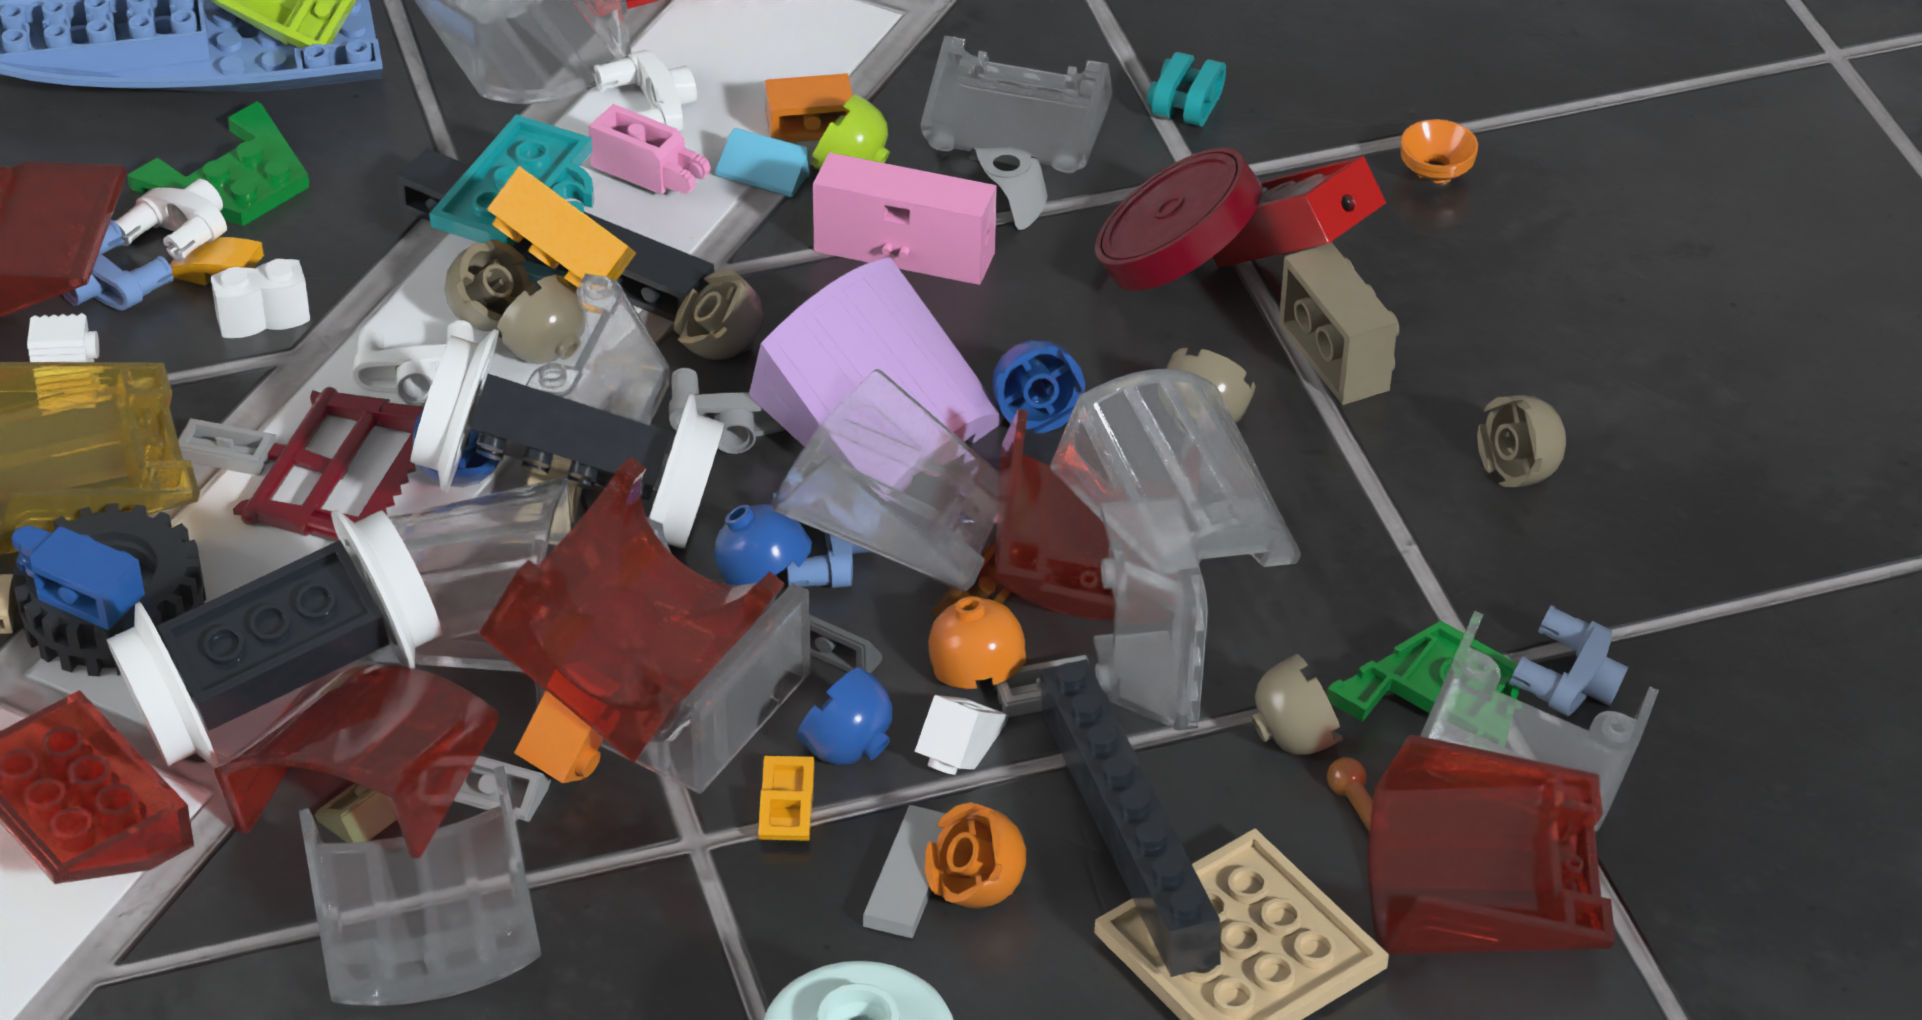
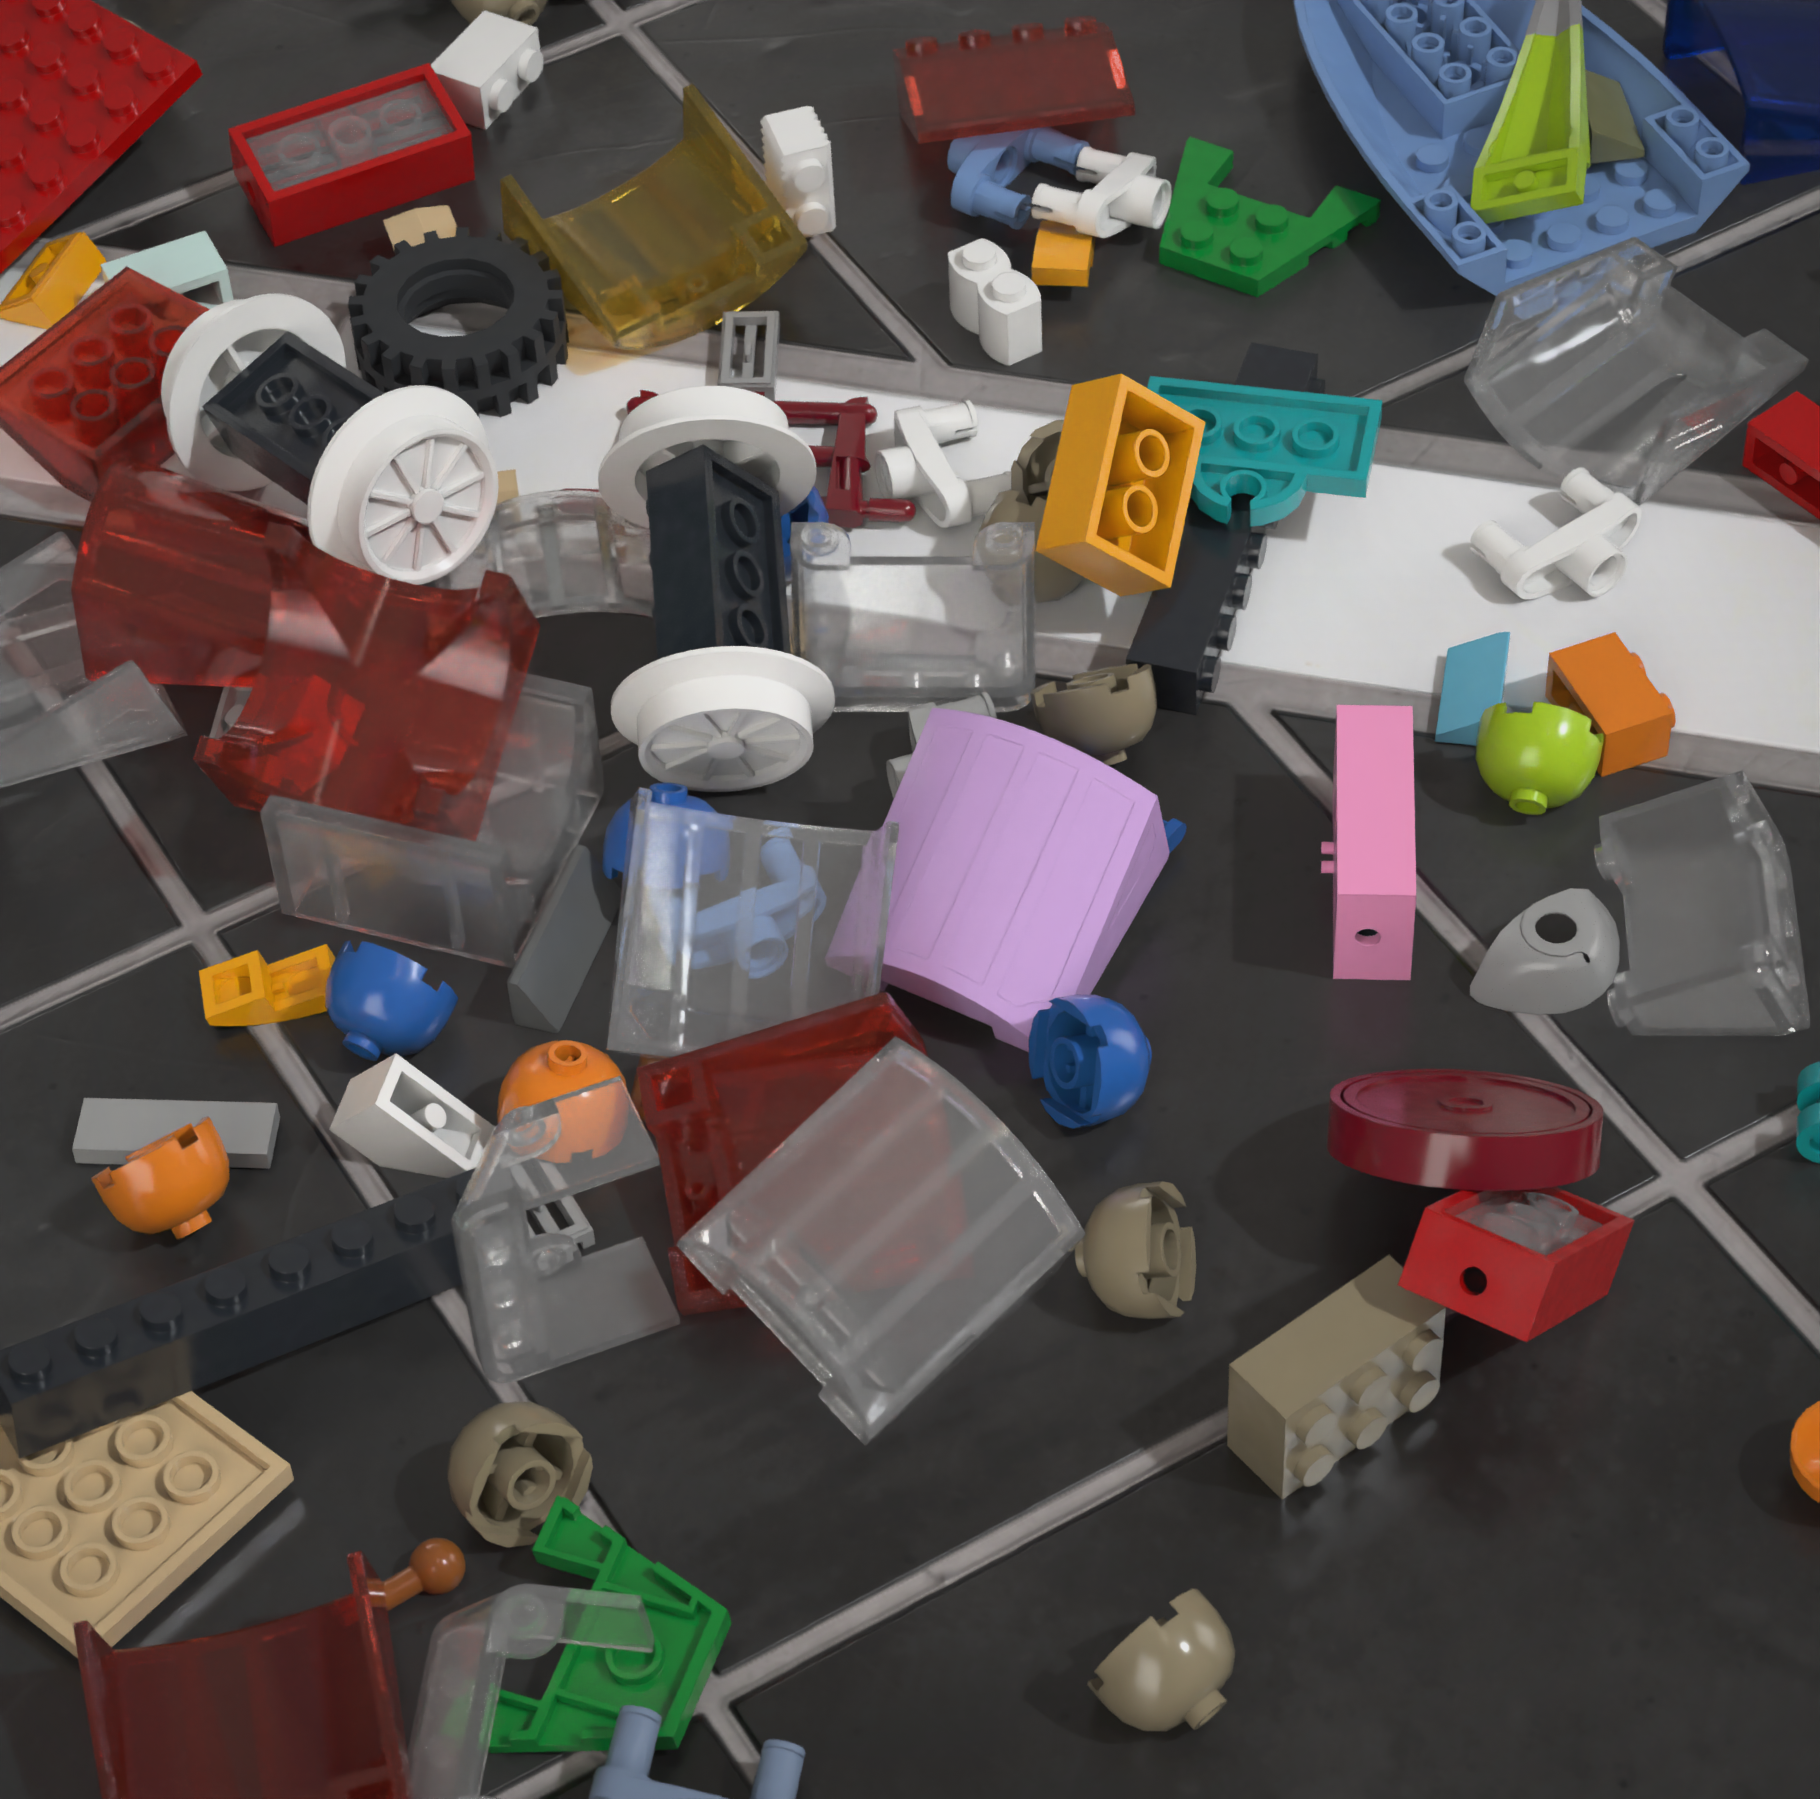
camera: 80 degrees right, 5 degrees up
(79, 574) = (405, 270): blue hinge -> none
(644, 152) = (1415, 554): bright pink hinge -> none

